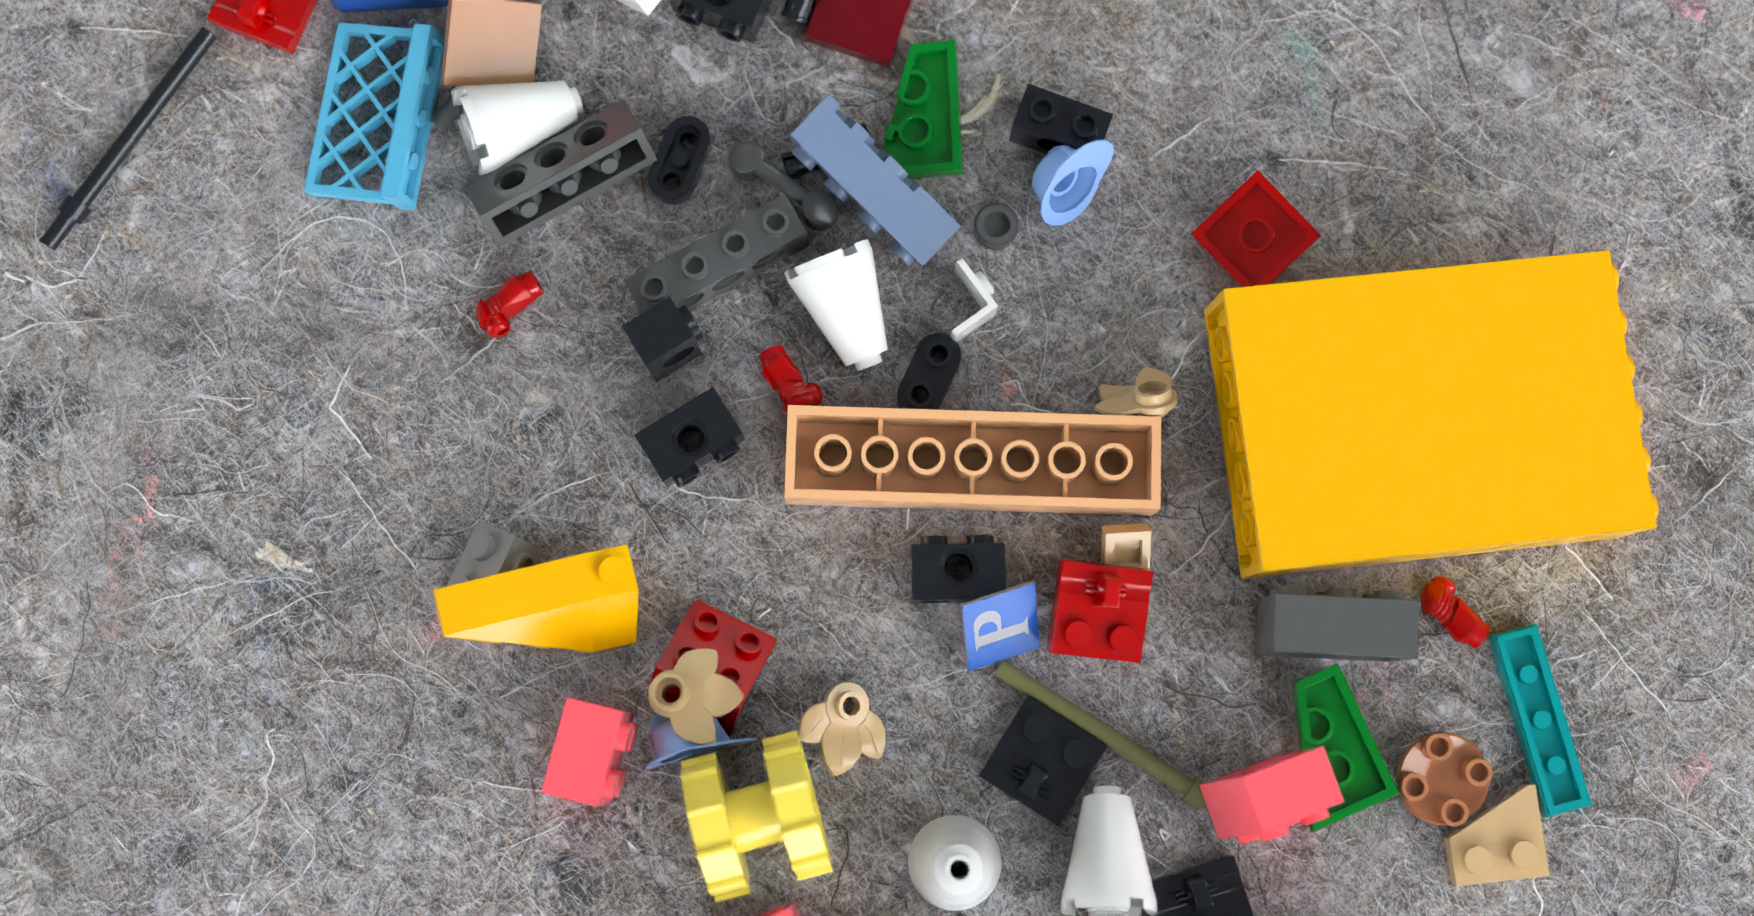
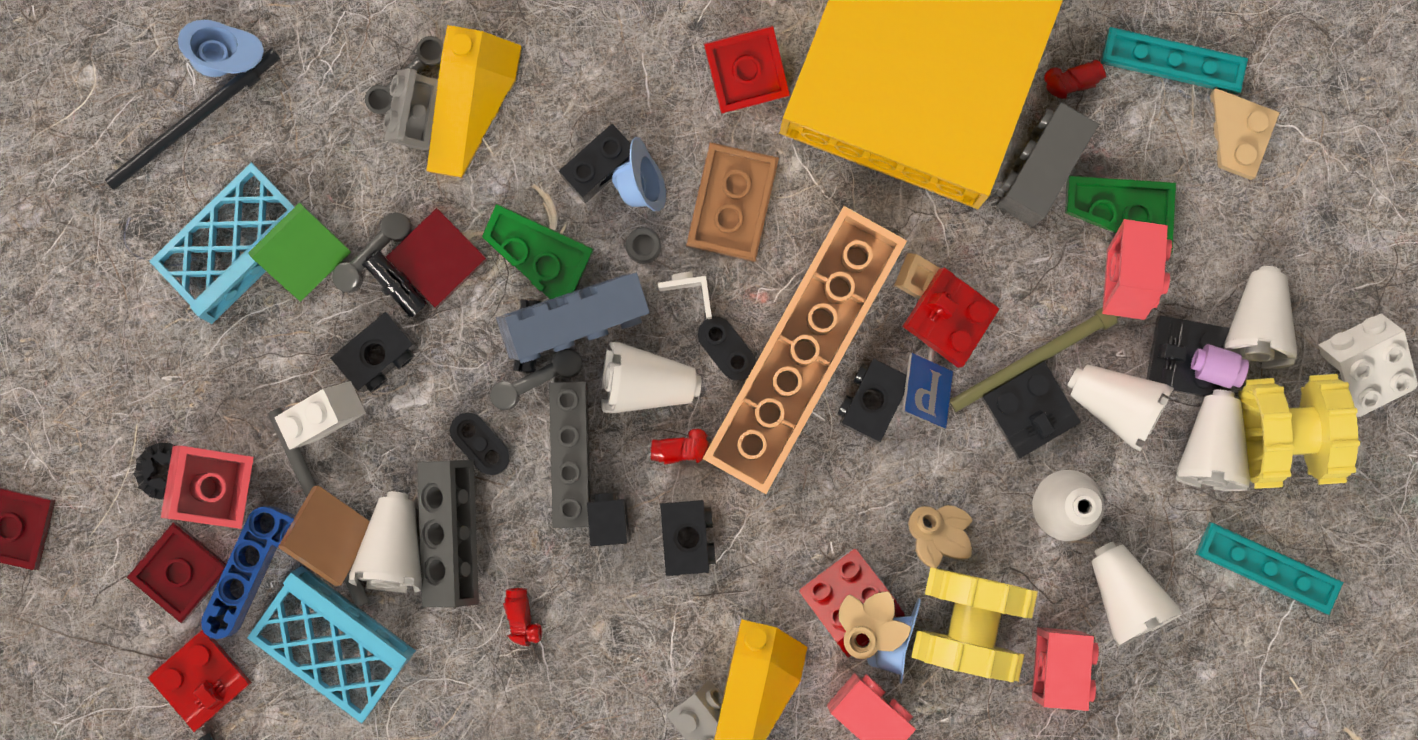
camera: 60 degrees left, 5 degrees up
(1098, 299) = (732, 202): none -> medium nougat tile
(1149, 395) = (821, 208): tan plate -> none
(1443, 778) = (1180, 147): nougat dish -> none

